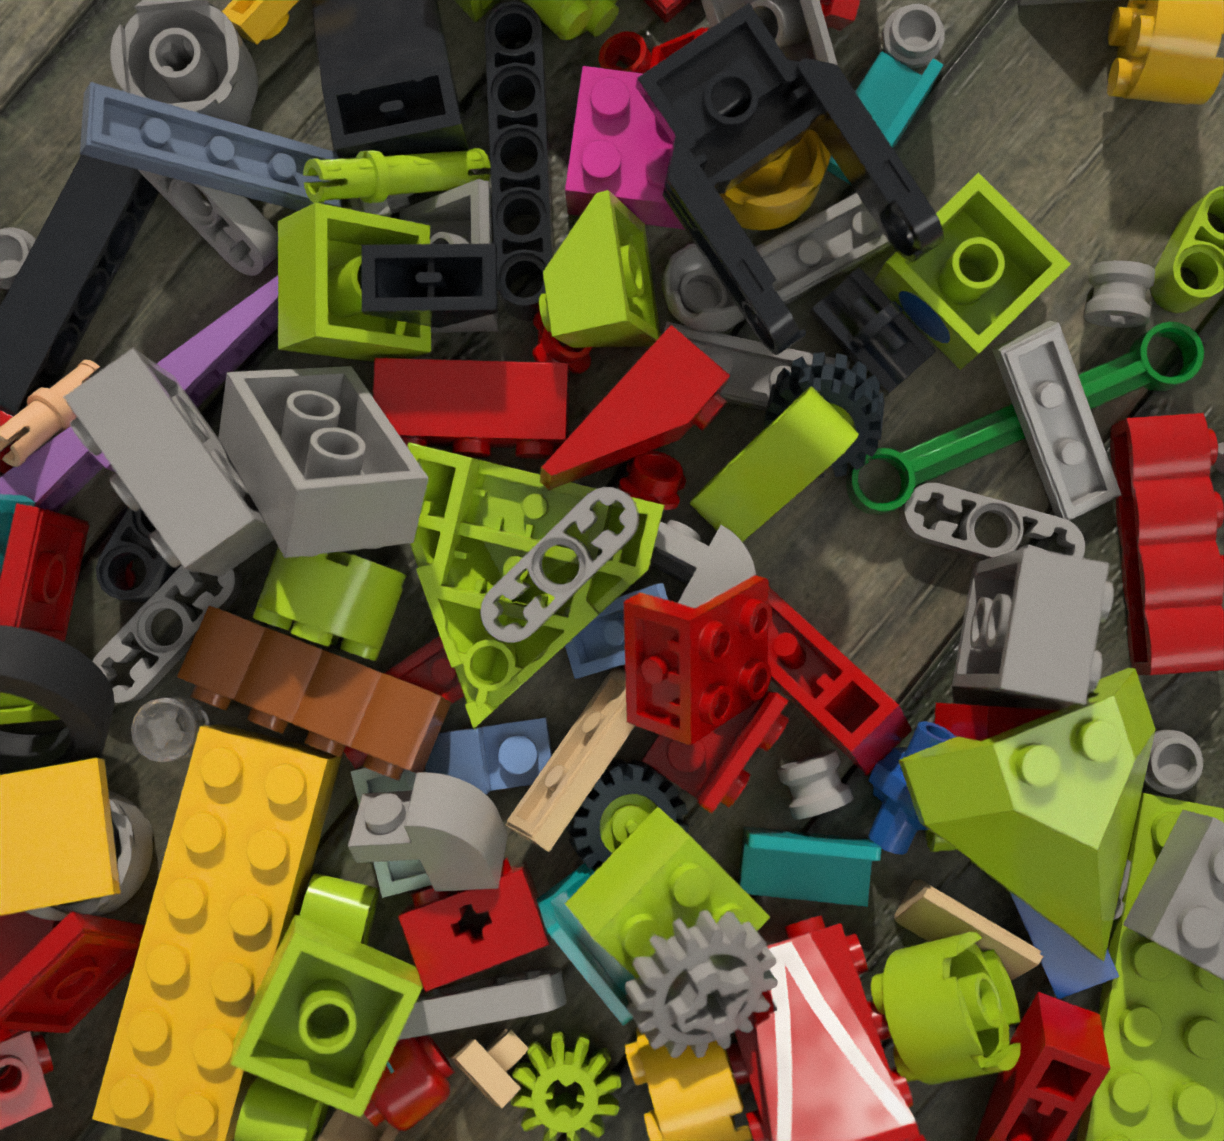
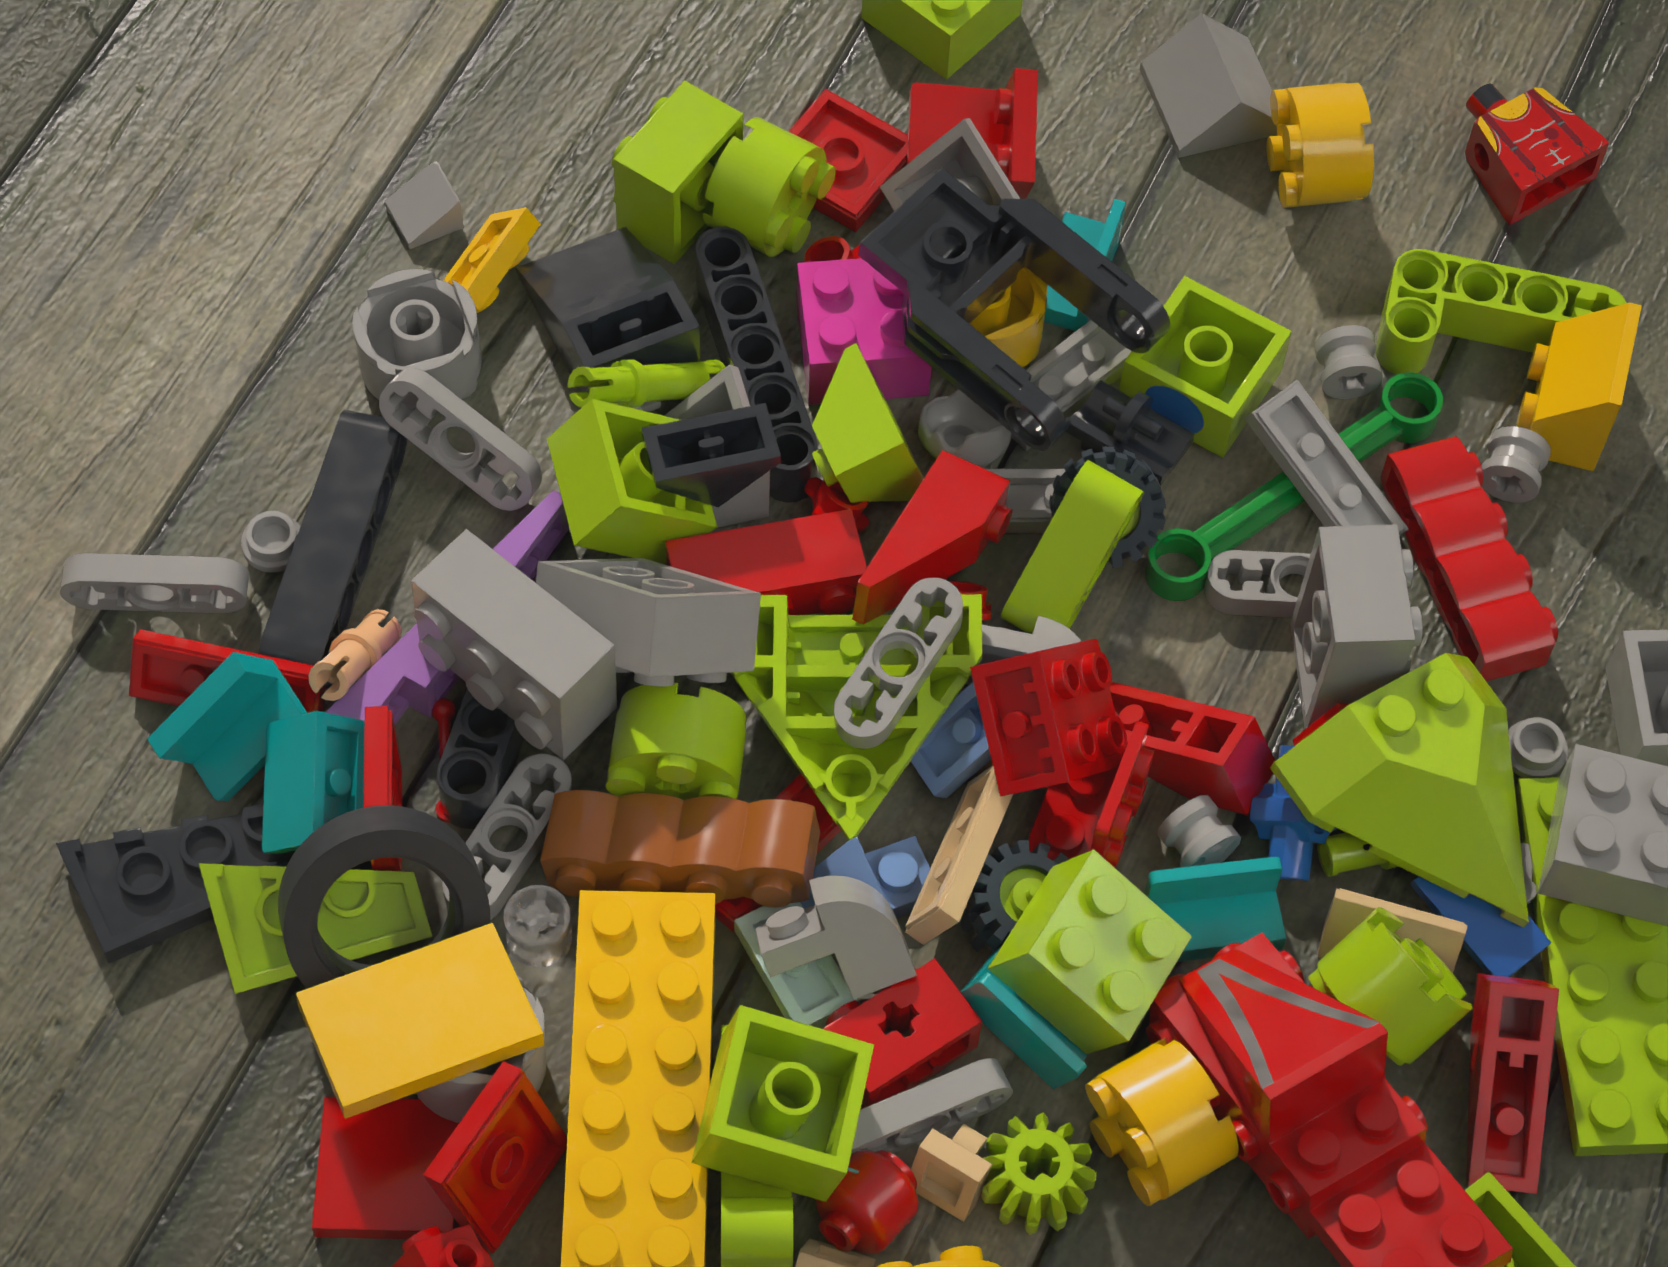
camera: 20 degrees left, 25 degrees down
(196, 148) = (462, 390): sand blue tile -> none
(701, 984) = (1138, 971): light grey gear -> none
(913, 35) = (1090, 193): light grey plate -> none

